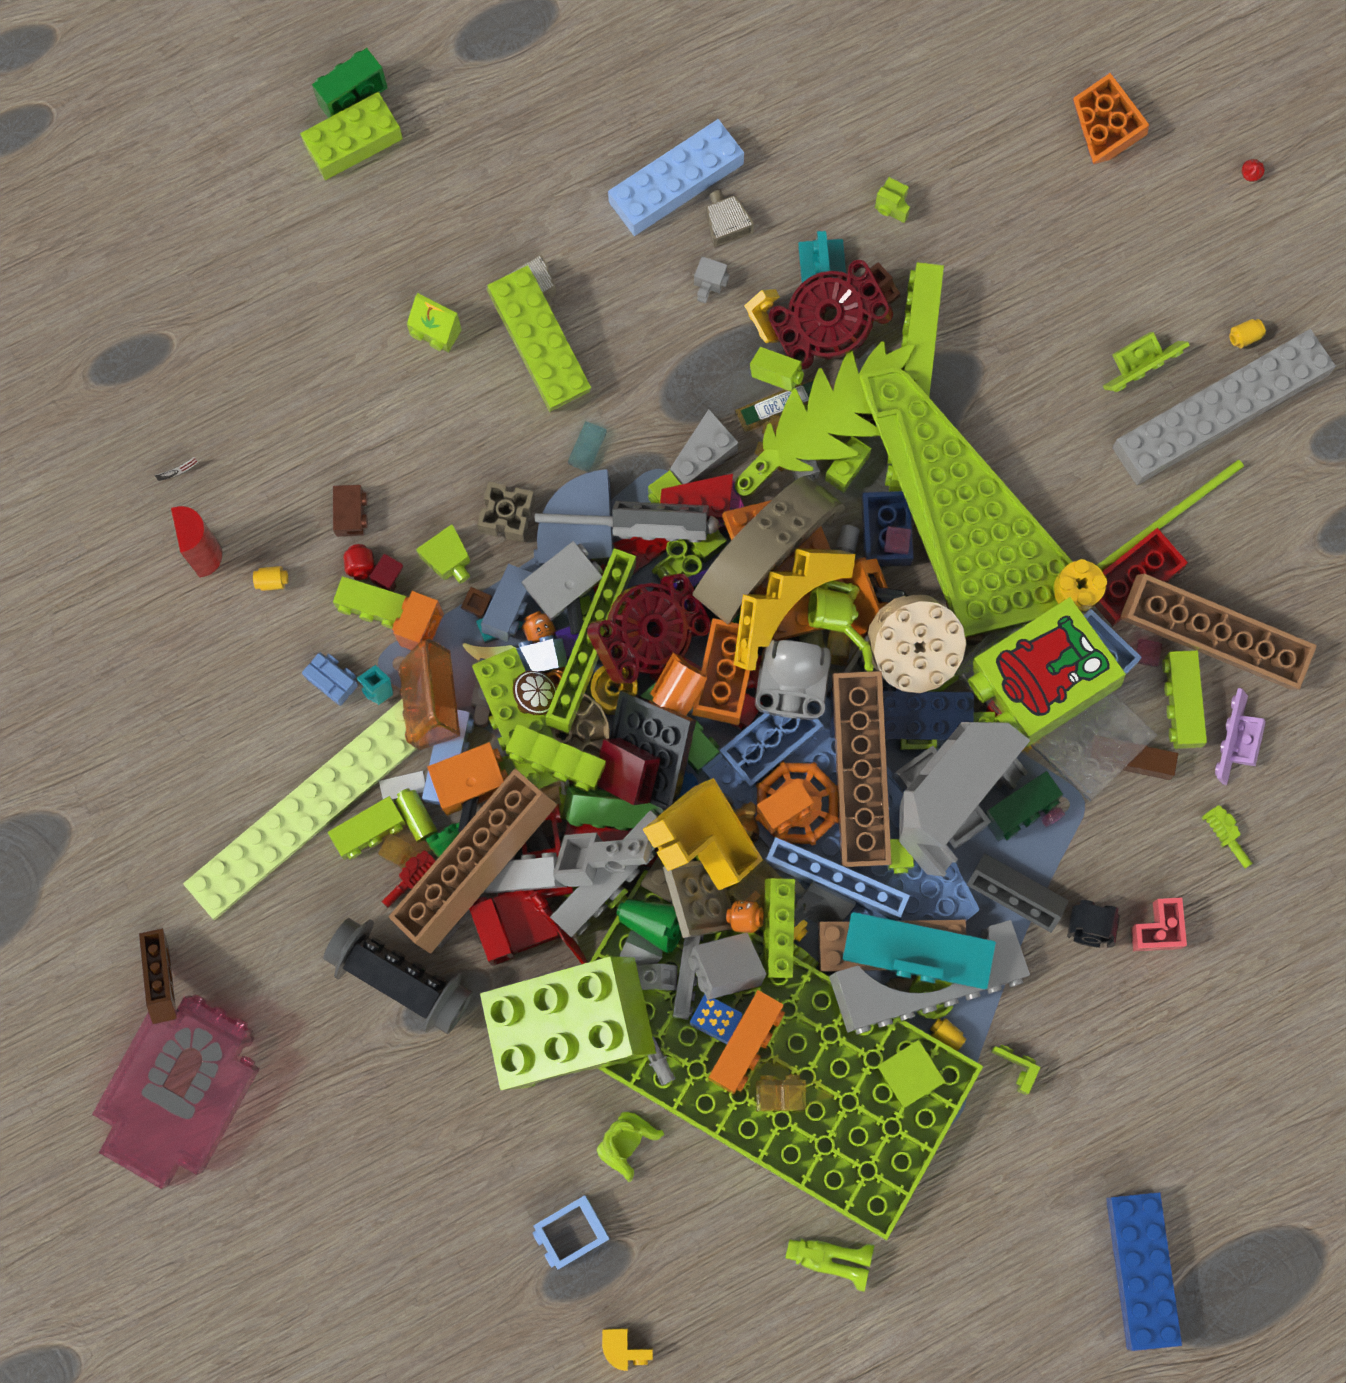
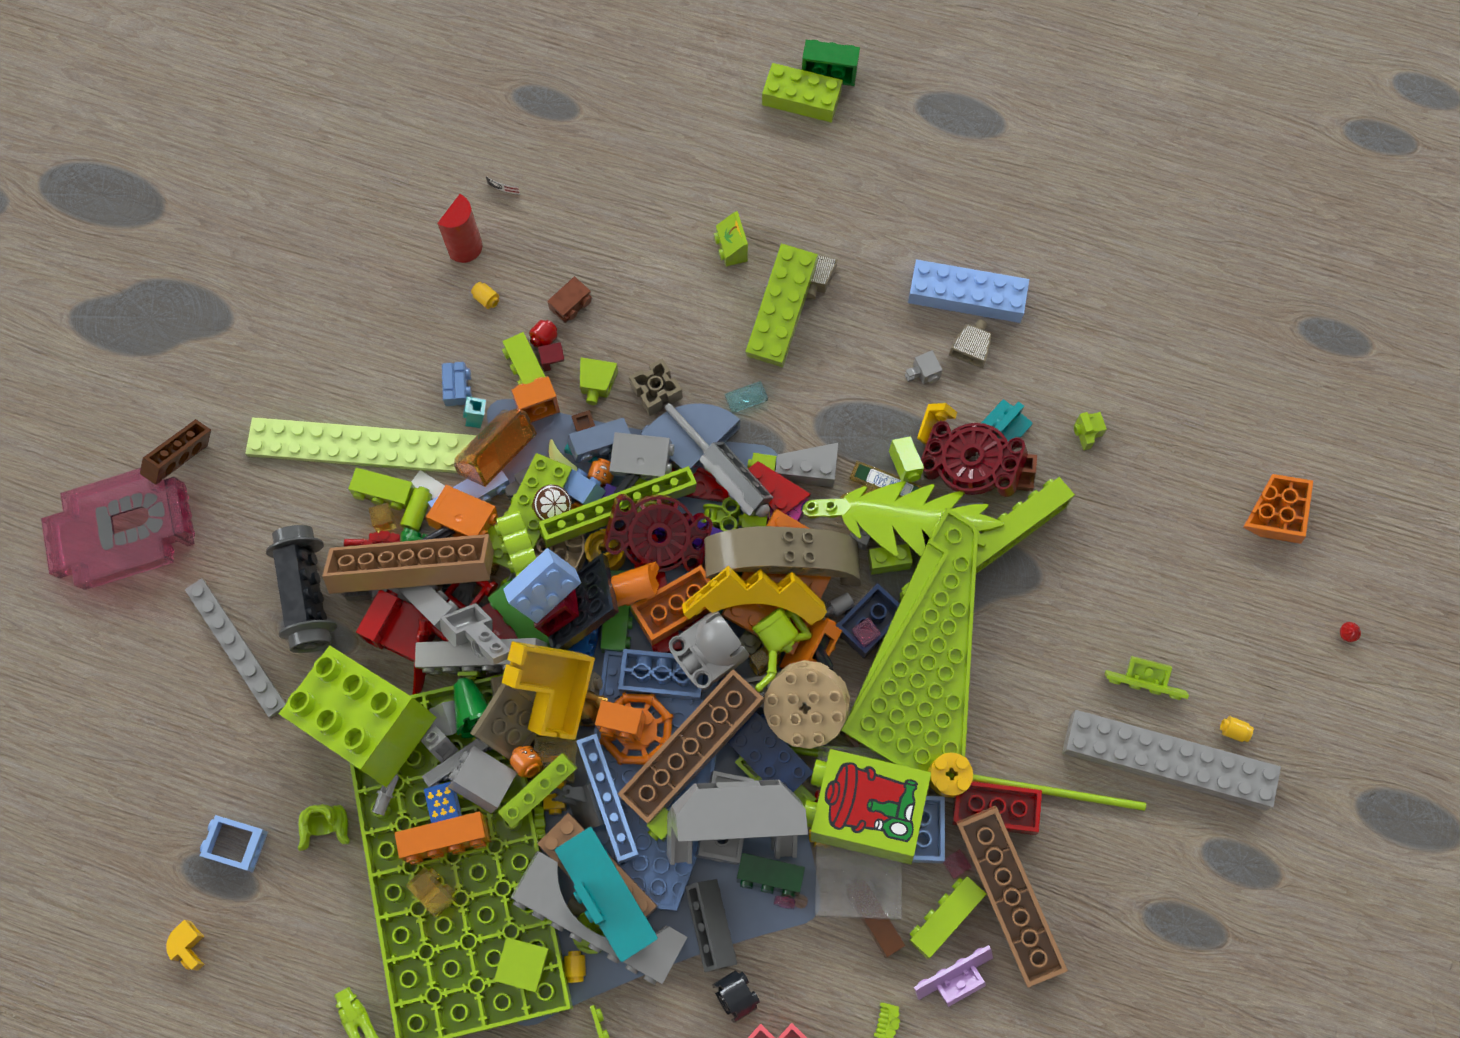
camera: 45 degrees right, 5 degrees down
(390, 1082) = (236, 648): none -> light grey plate
(608, 764) = (542, 585): none -> light blue brick

